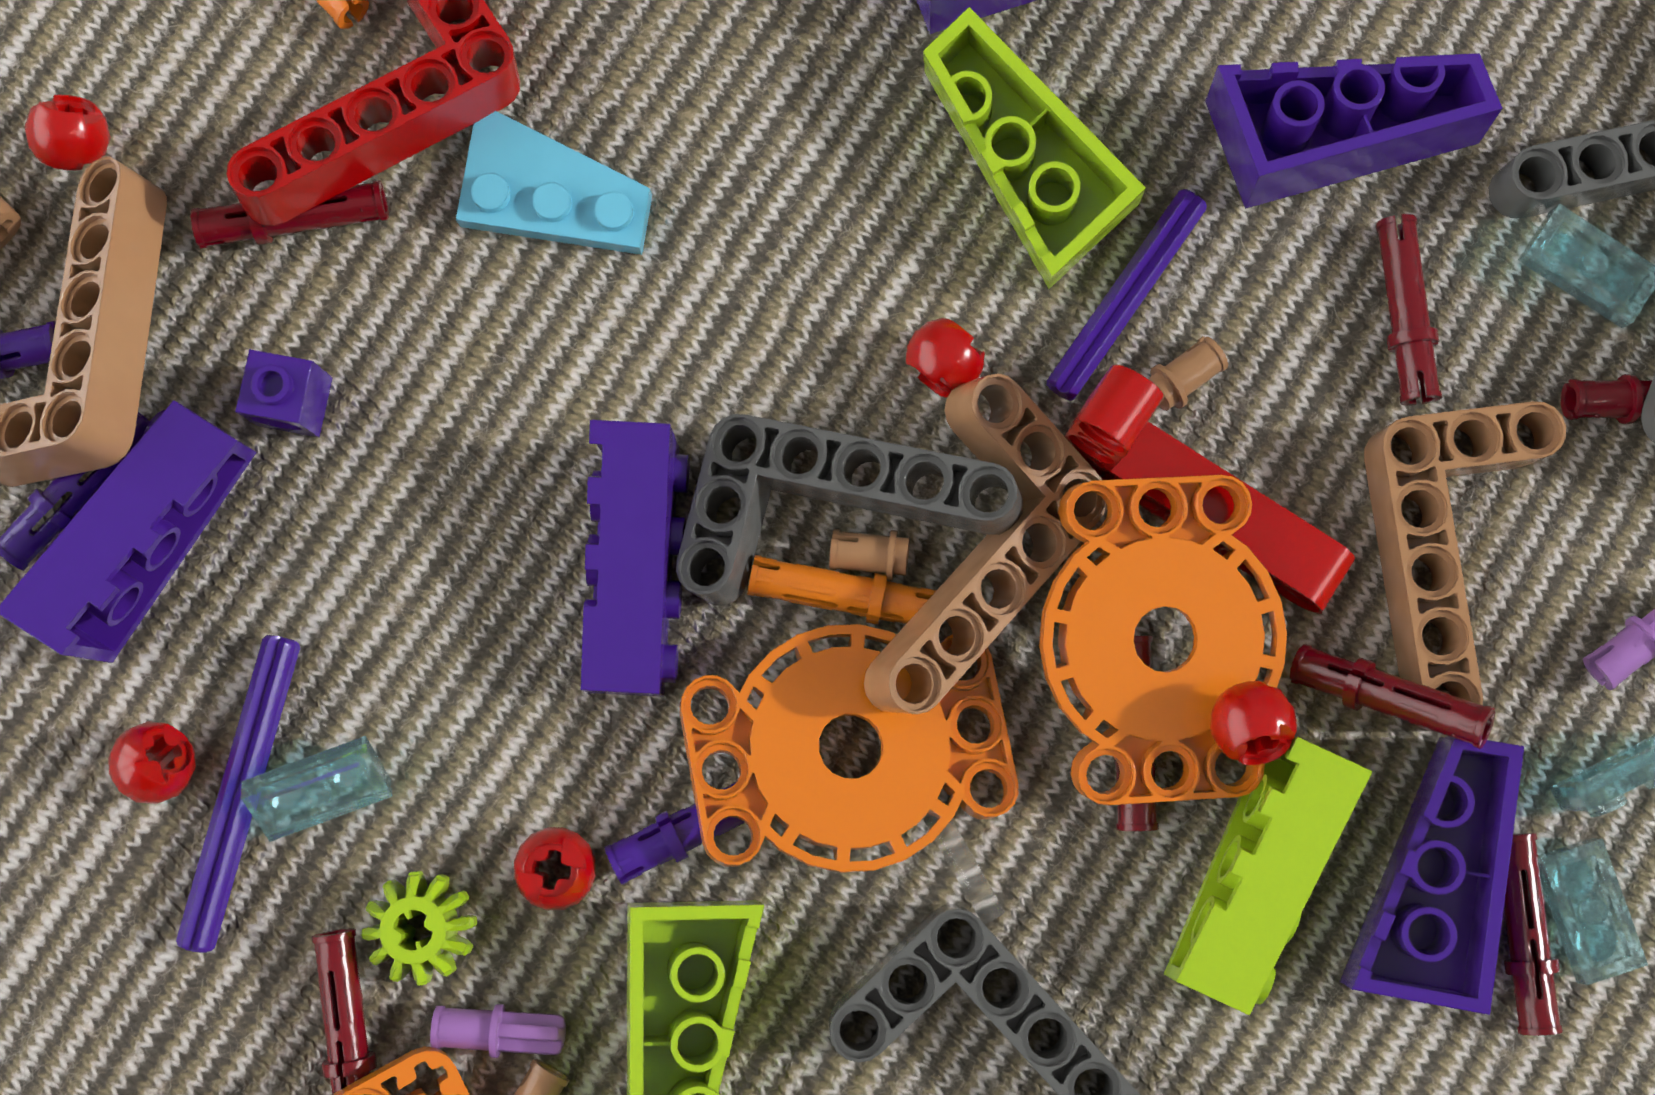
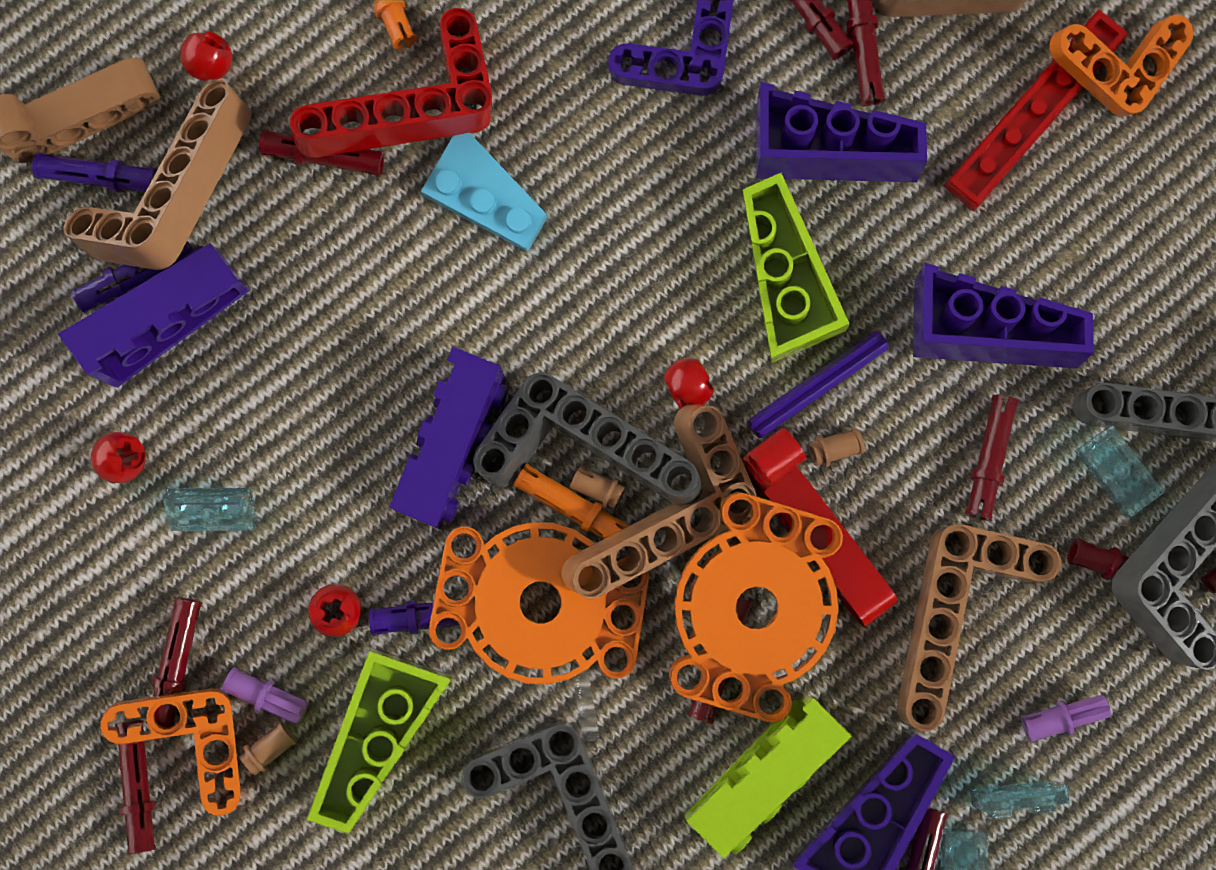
camera: 25 degrees right, 0 degrees up
(230, 815) = (153, 508): dark purple axle -> none
(284, 393) = (278, 261): dark purple brick -> none
(398, 936) = (226, 615): lime gear -> none
(1253, 723) = (790, 679): red piece -> none
(1418, 704) = (872, 681): dark red pin -> none

